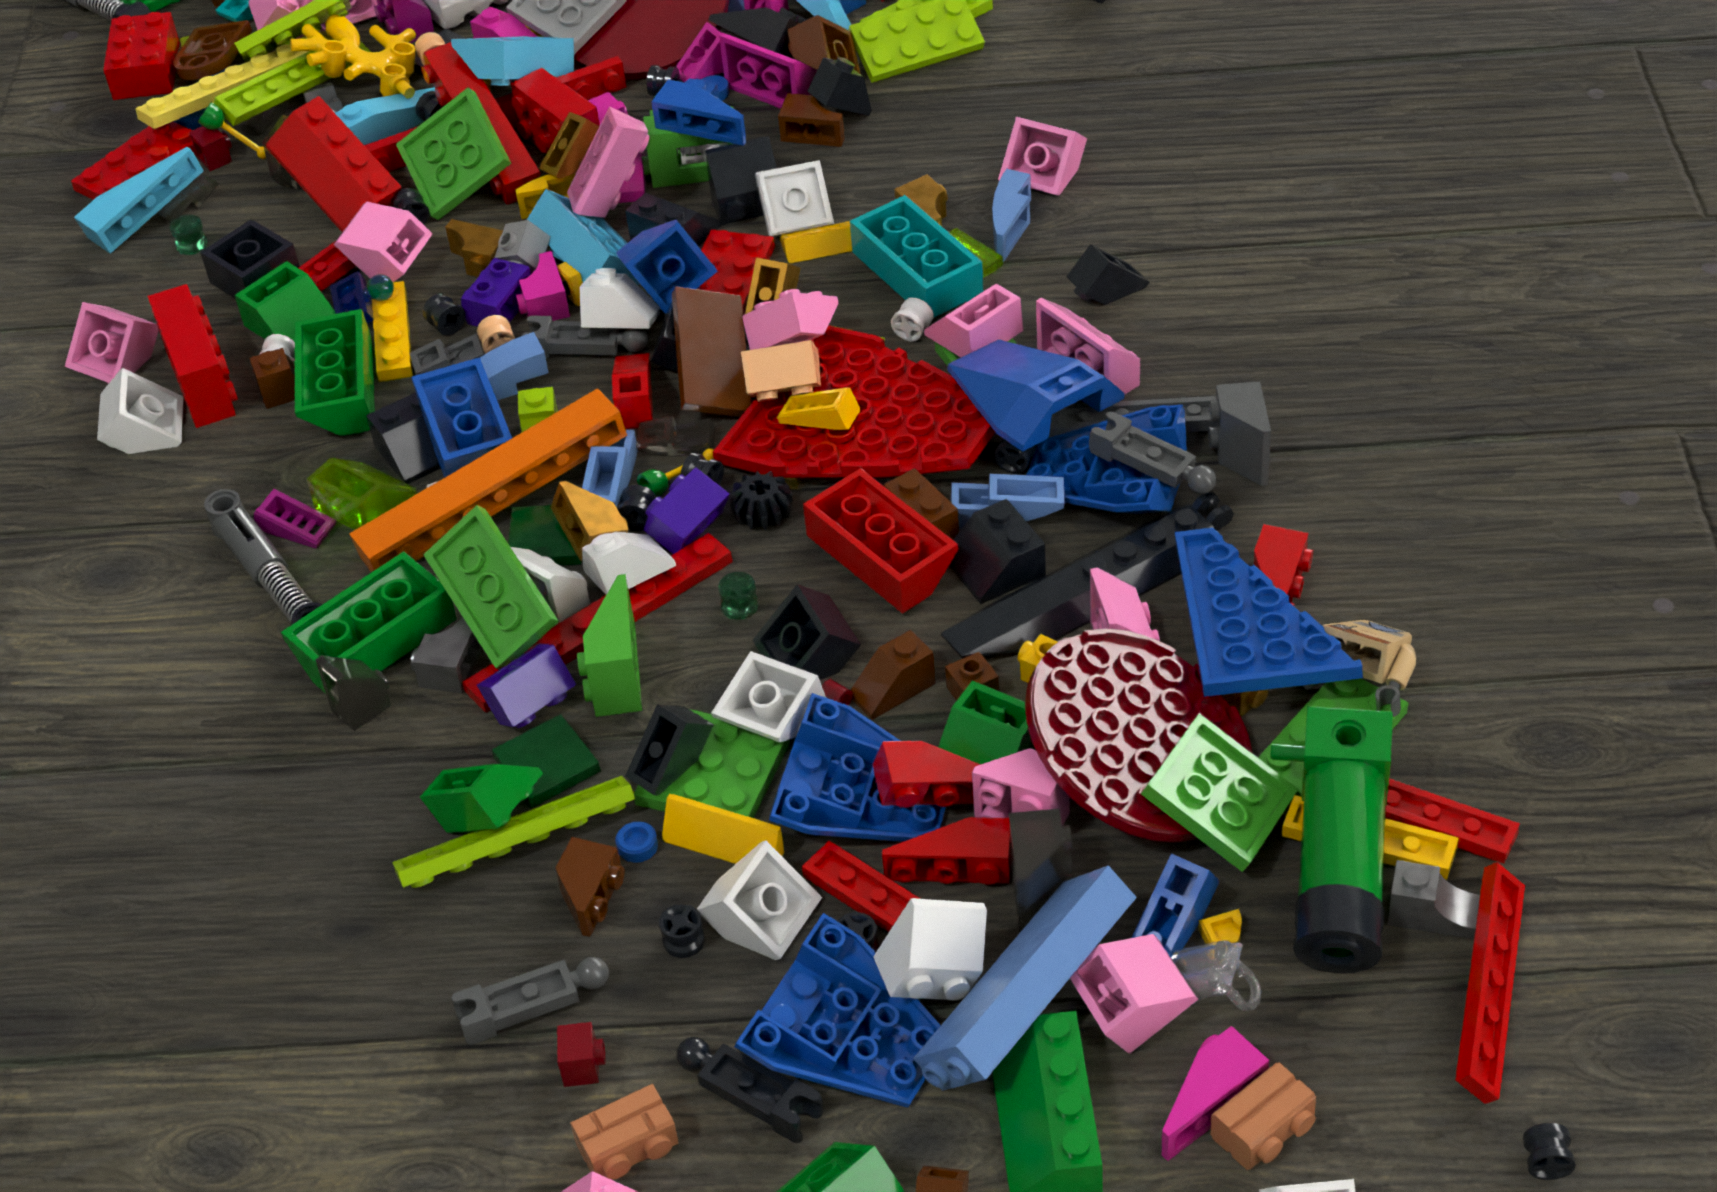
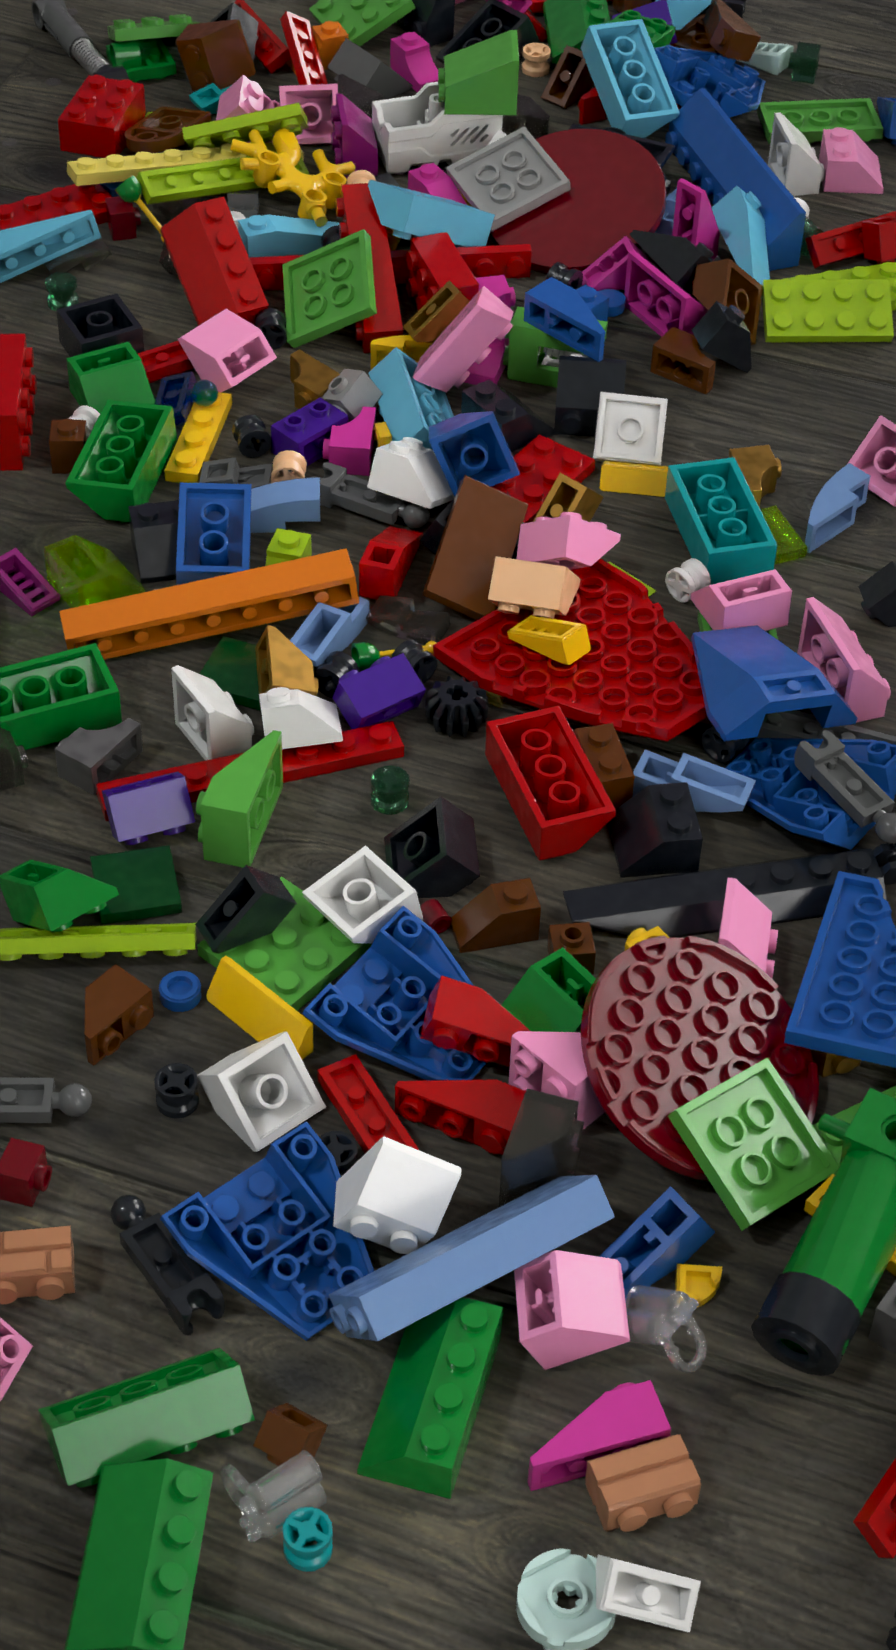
camera: 15 degrees right, 0 degrees up
(490, 588) = (153, 703): bright green plate -> none

